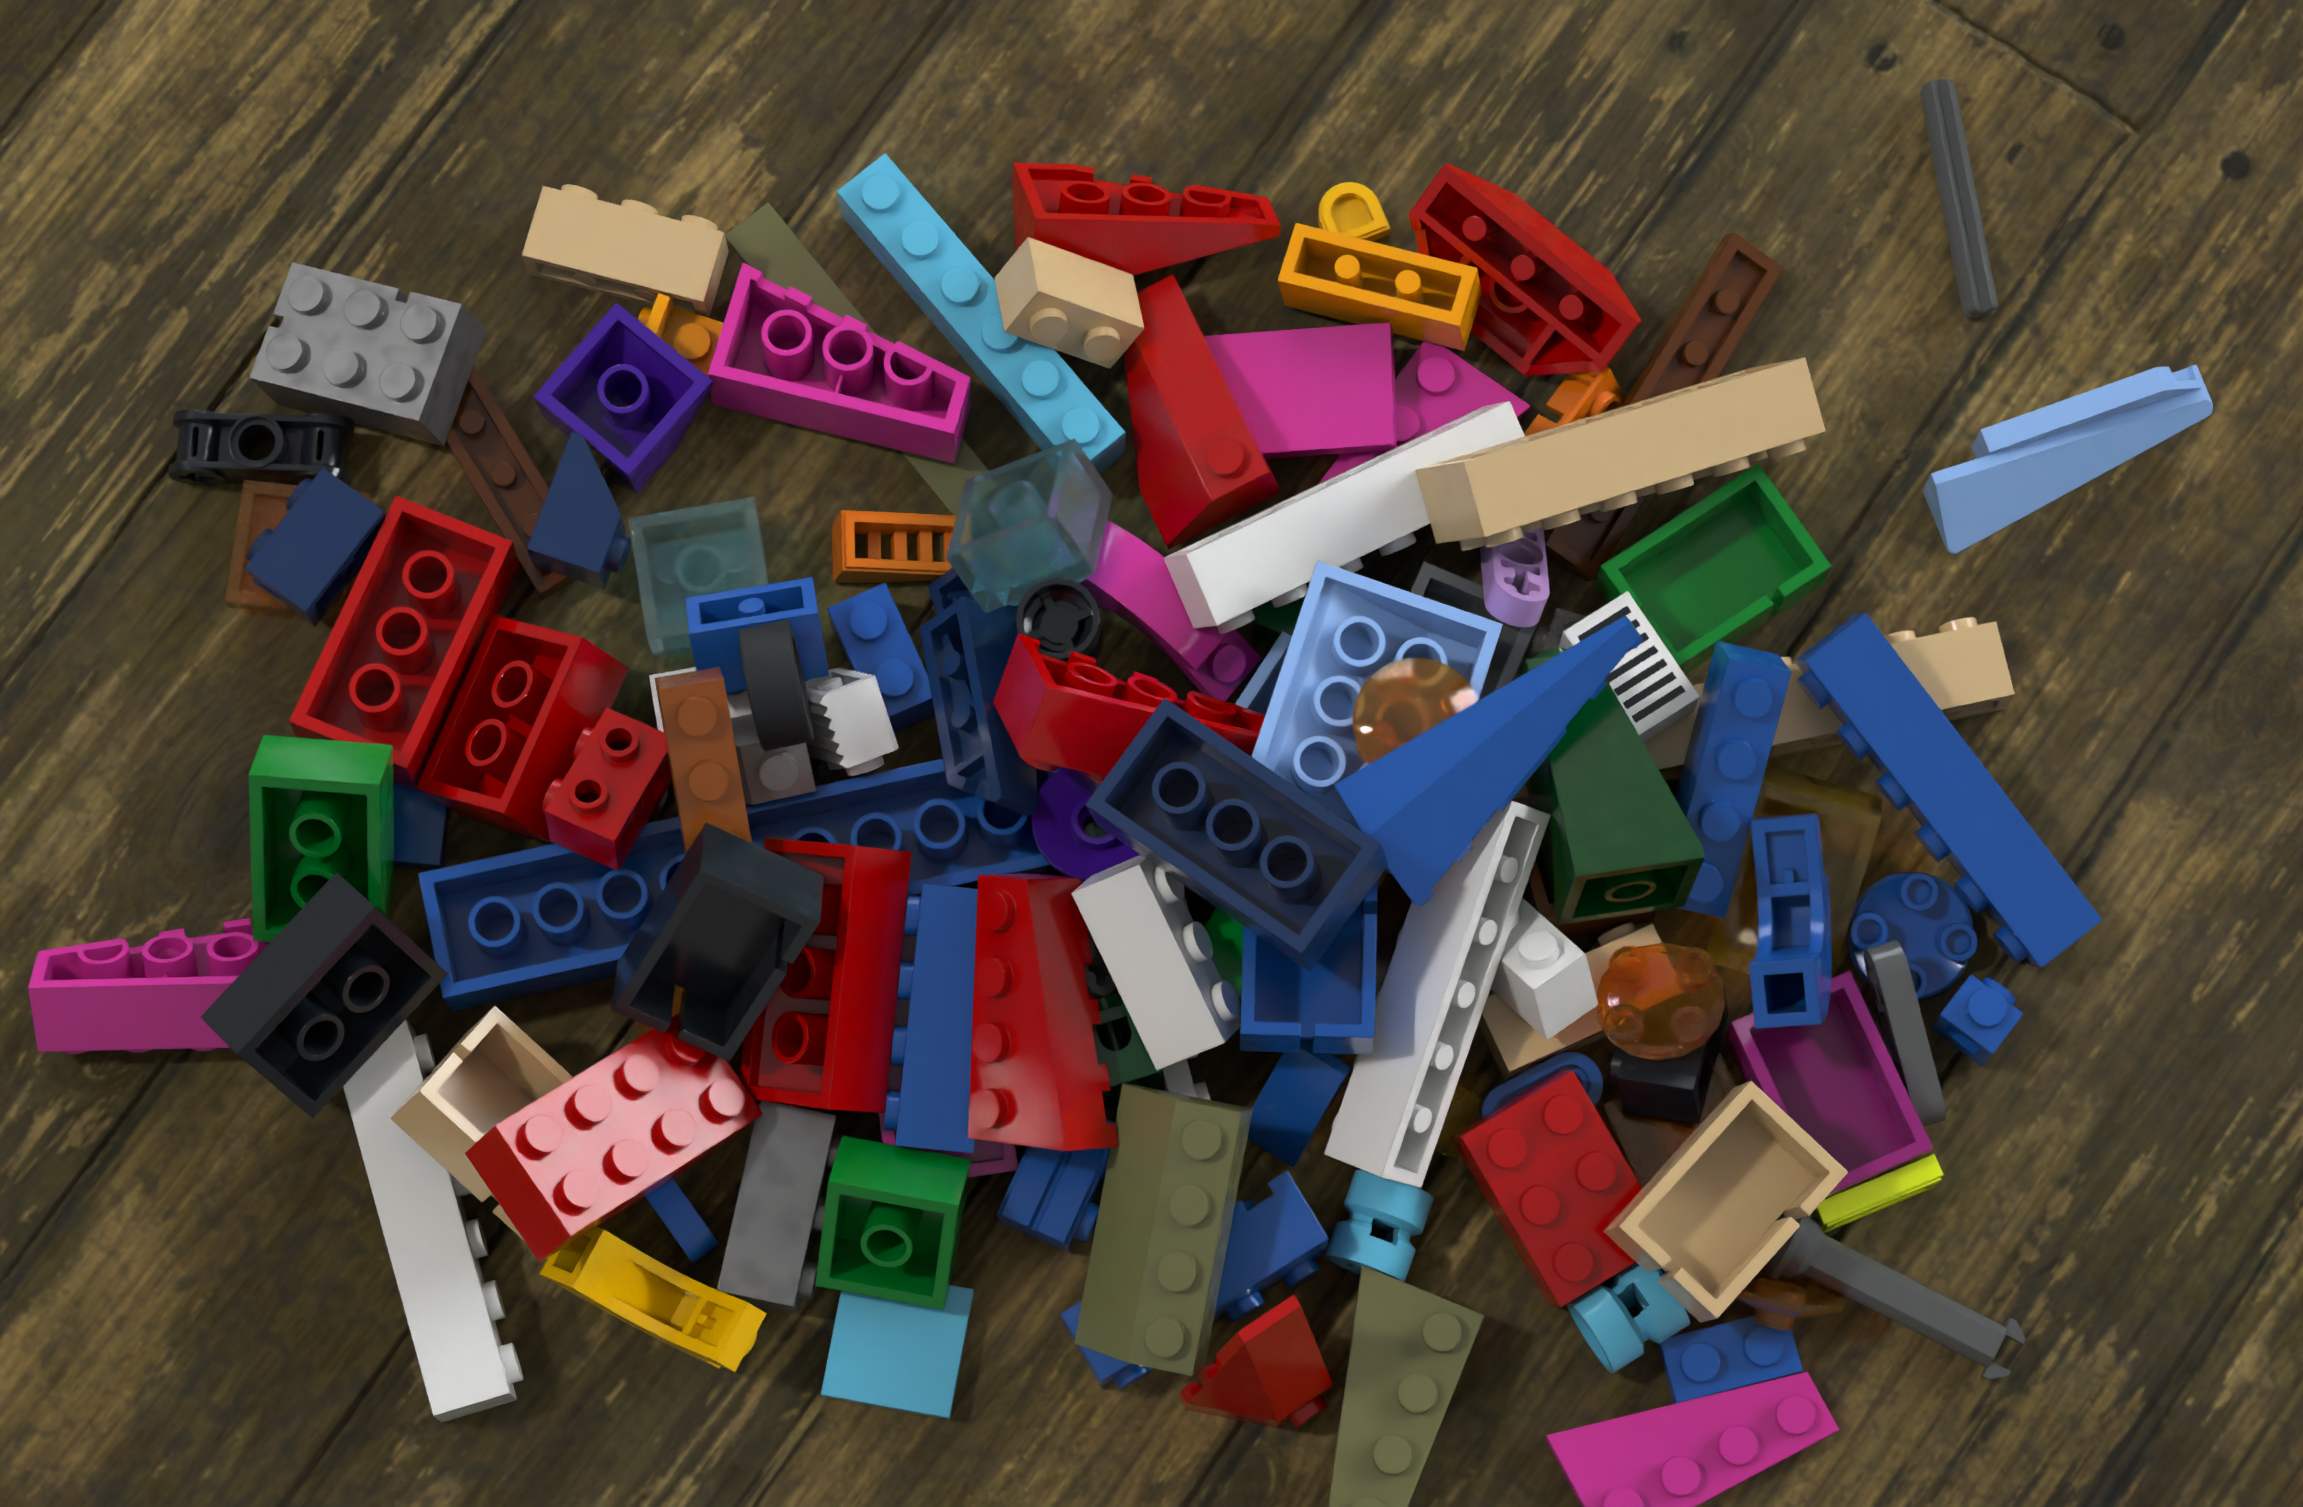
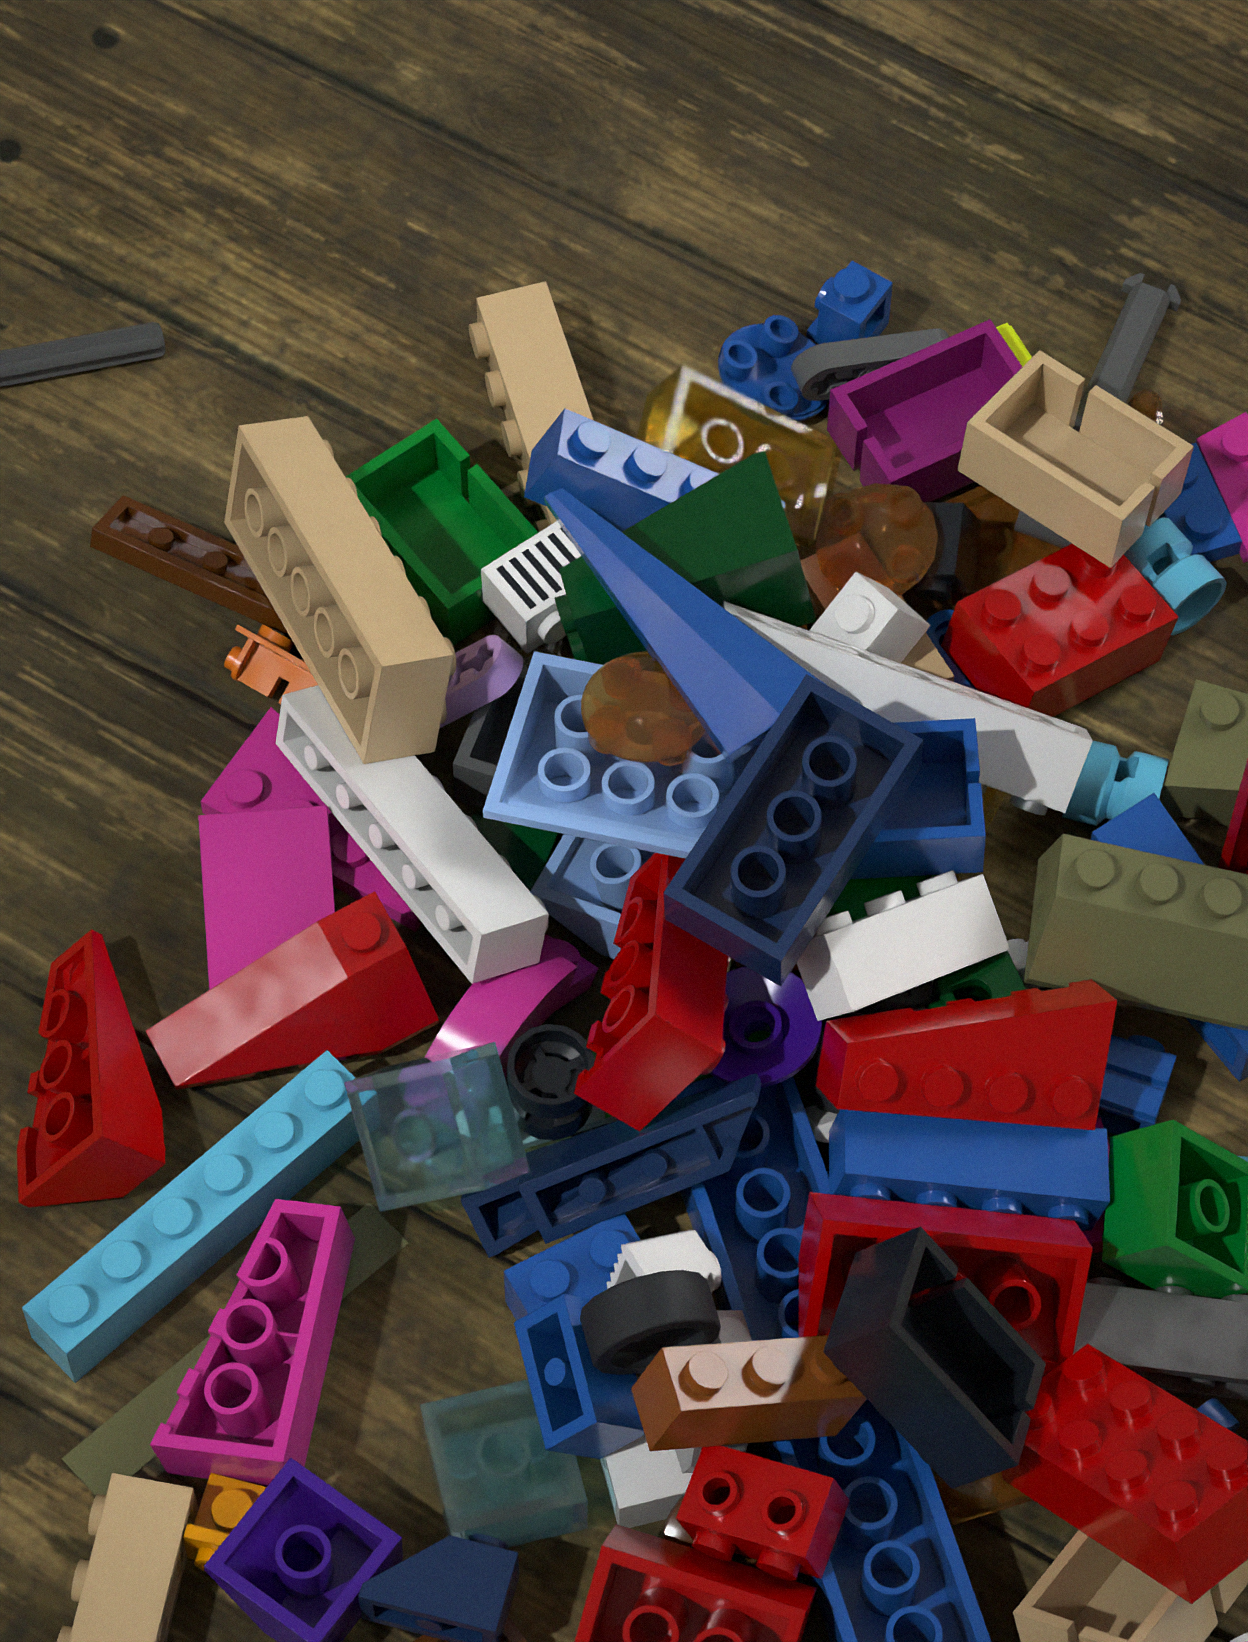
camera: 95 degrees left, 15 degrees down
(898, 569) = (453, 1331): orange slope -> none
(1068, 303) = (189, 1111): tan brick -> none
(1295, 1101) = (1009, 863): blue slope -> none
(1353, 211) = (73, 884): yellow tile -> none
(1380, 284) = (157, 830): light orange brick -> none
(1542, 294) = (149, 710): red wedge -> none
(1794, 931) = (808, 433): blue arch -> none
(1947, 792) = (645, 325): blue brick -> none
(2058, 449) = (297, 279): light blue wedge -> none

